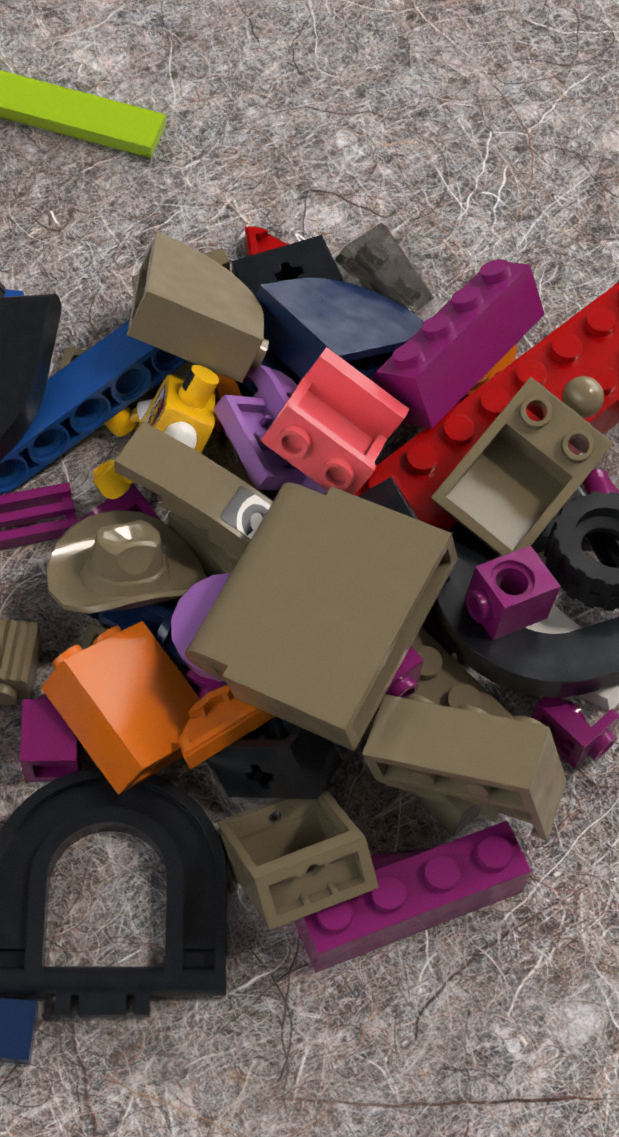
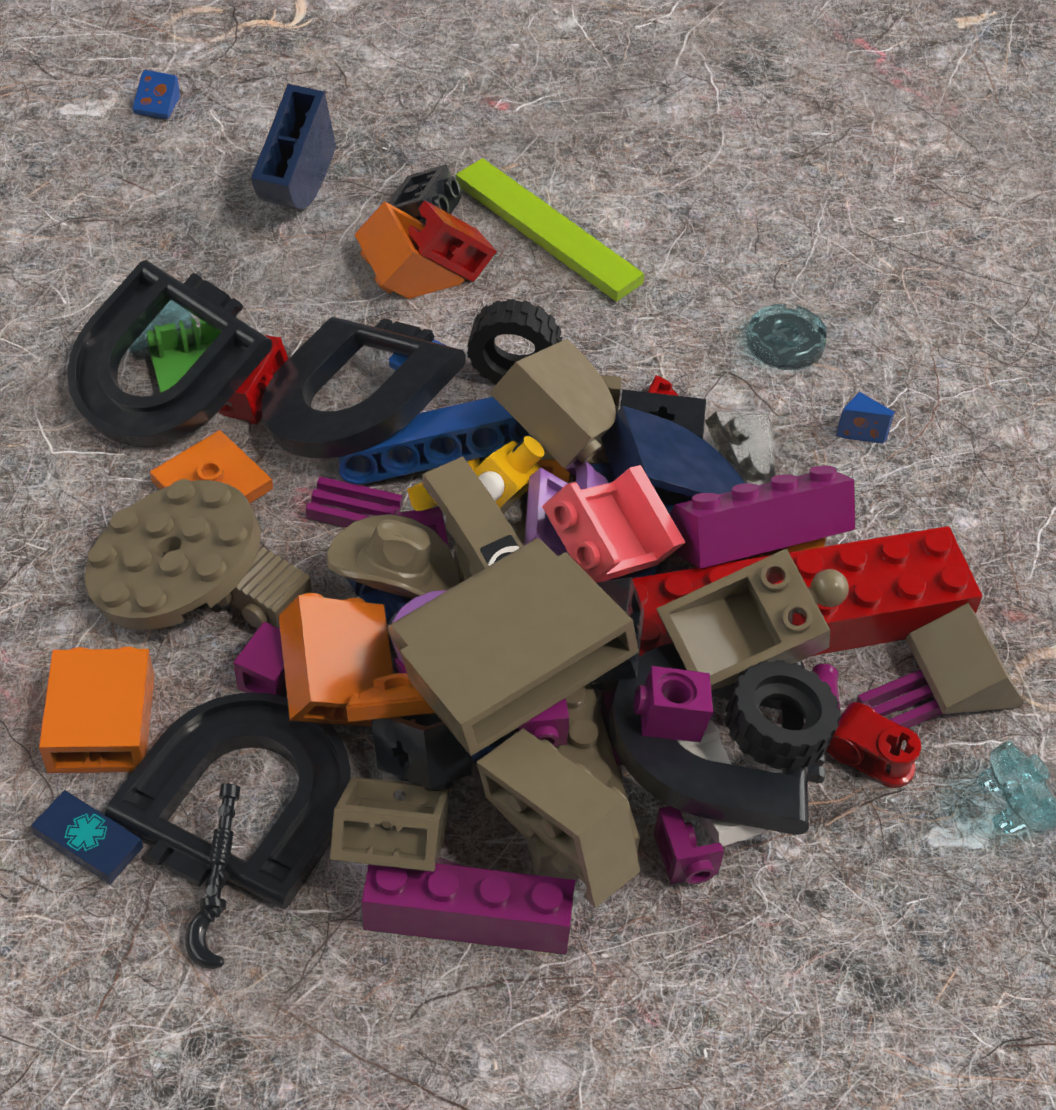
camera: 30 degrees right, 10 degrees down
(79, 235) = (508, 318): none -> black tyre
(159, 1034) = (214, 905): none -> black piece
(346, 126) = (786, 337): none -> clear light blue tile
(481, 187) = (865, 420): none -> blue slope

